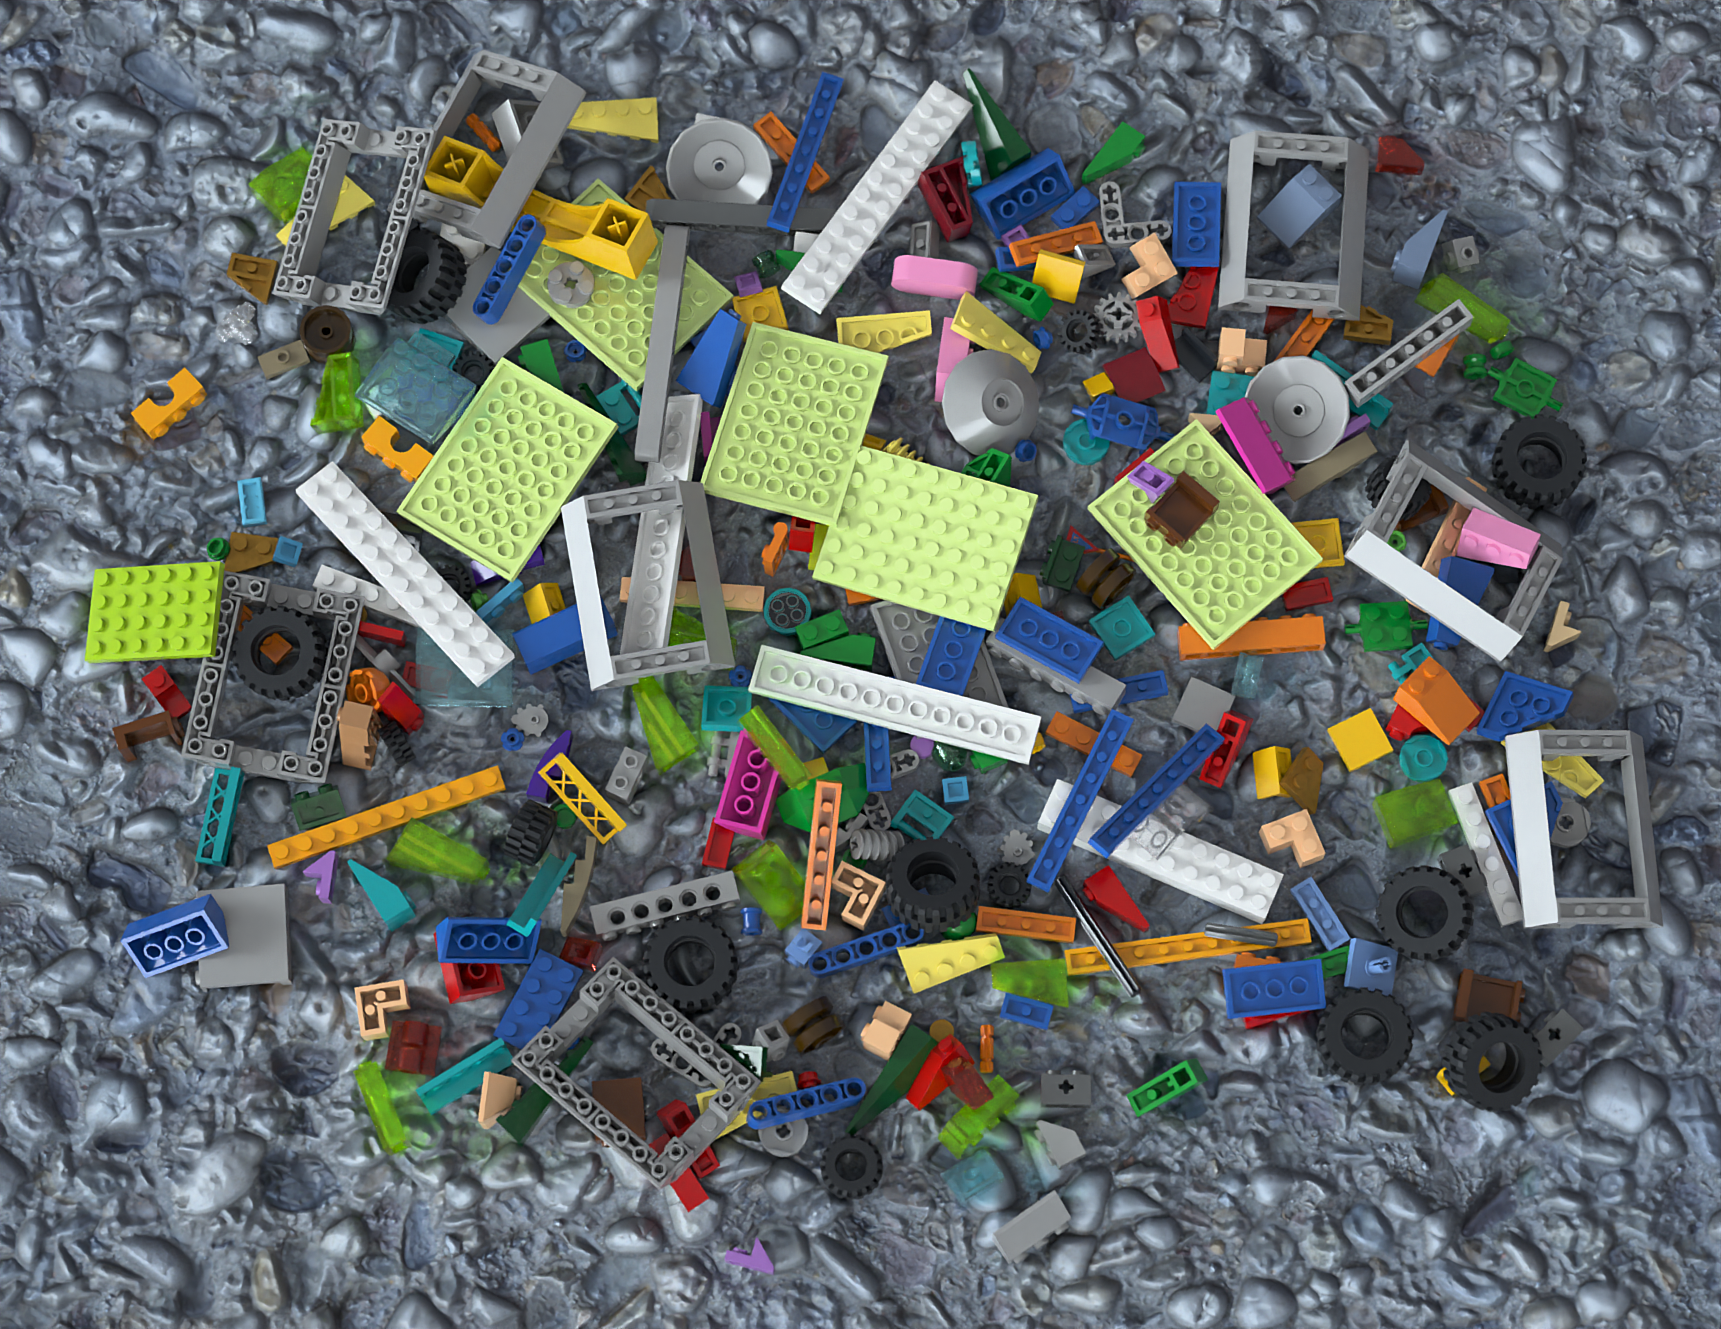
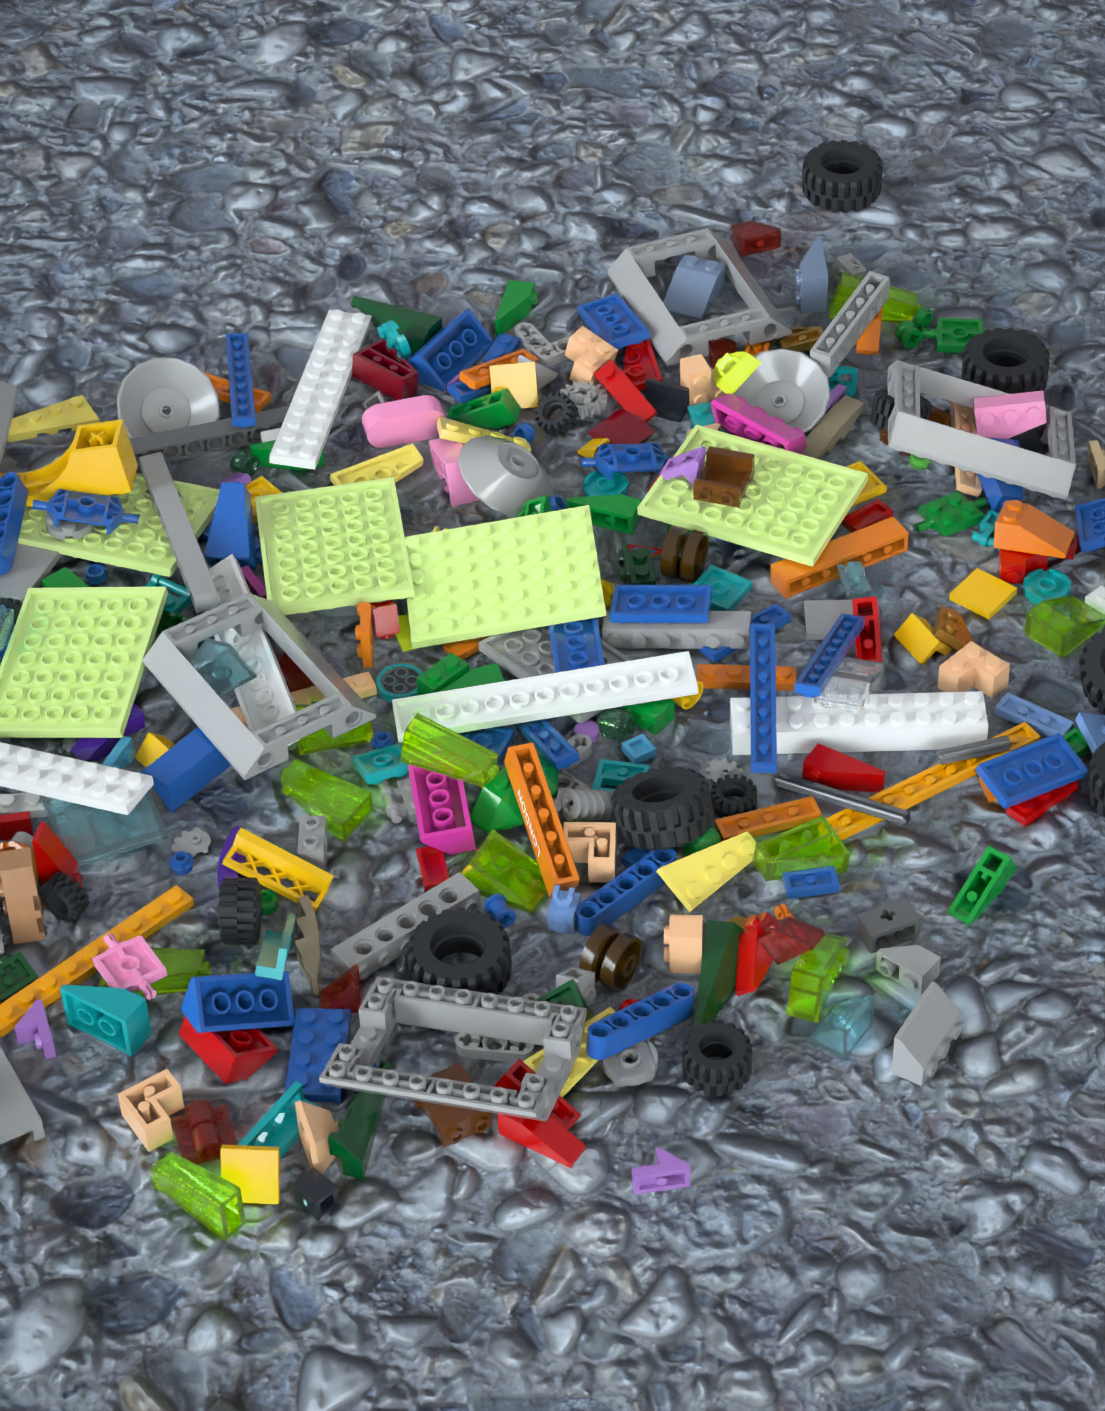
camera: 25 degrees left, 30 degrees down
(416, 855) = (130, 965): none -> bright pink plate
(428, 1112) = (254, 1171): none -> yellow tile
(474, 1148) = (315, 1193): none -> black brick
(601, 297) = (72, 507): none -> blue plate
(623, 545) = (221, 666): none -> clear light blue slope
(1071, 482) = (611, 511): none -> green slope
(1266, 364) = (734, 370): none -> neon yellow shield
(1539, 83) = (842, 176): none -> black tyre

